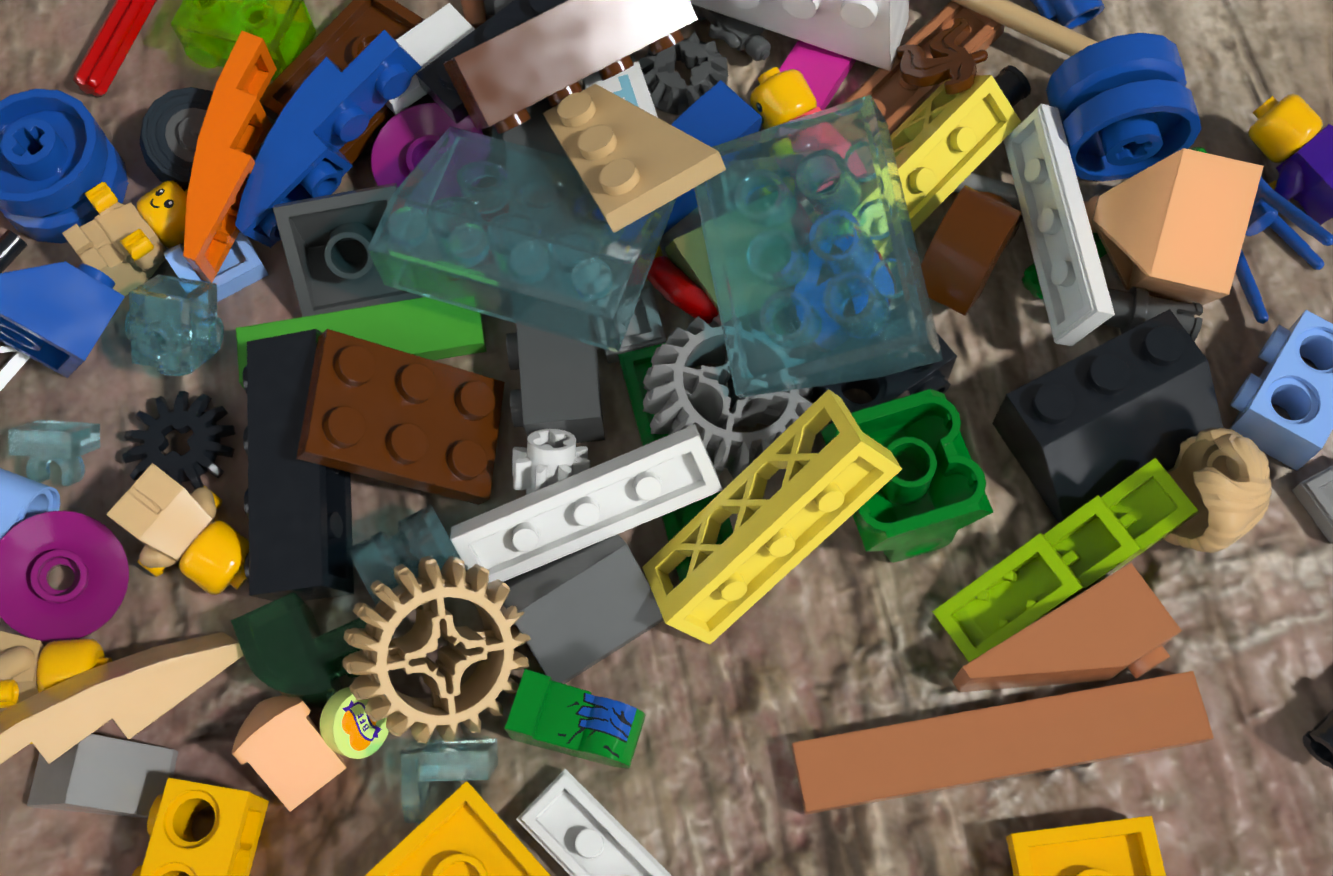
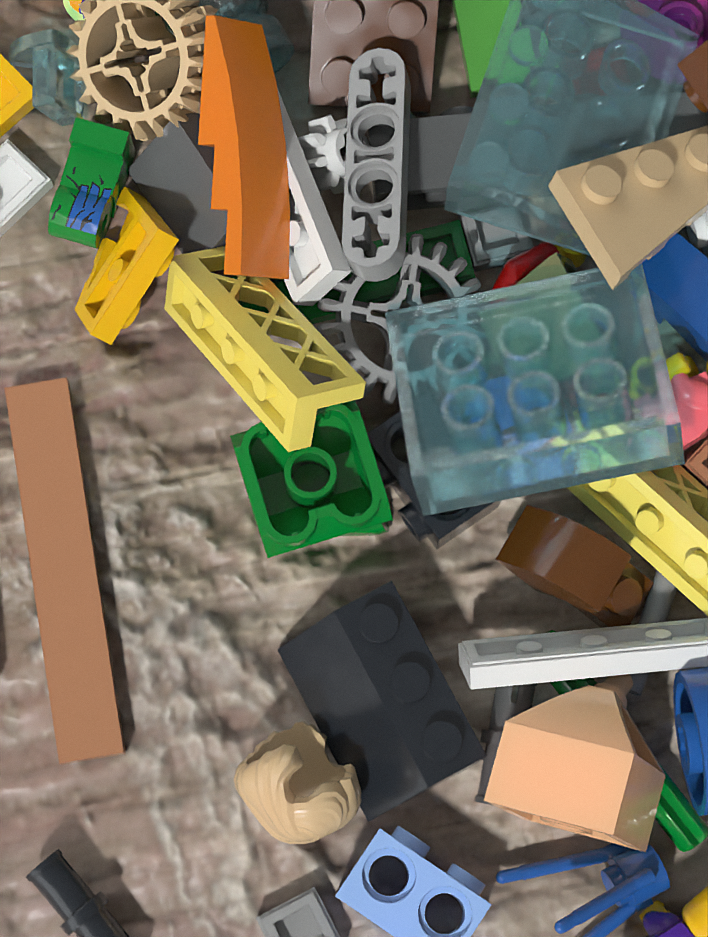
camera: 85 degrees right, 10 degrees up
(530, 531) = (250, 156): none -> orange slope
(576, 407) = (373, 163): none -> light grey beam
(672, 676) = (125, 269): none -> yellow wing
(1066, 560) = (233, 639): lime slope -> none
(1082, 641) = (153, 652): nougat slope -> none

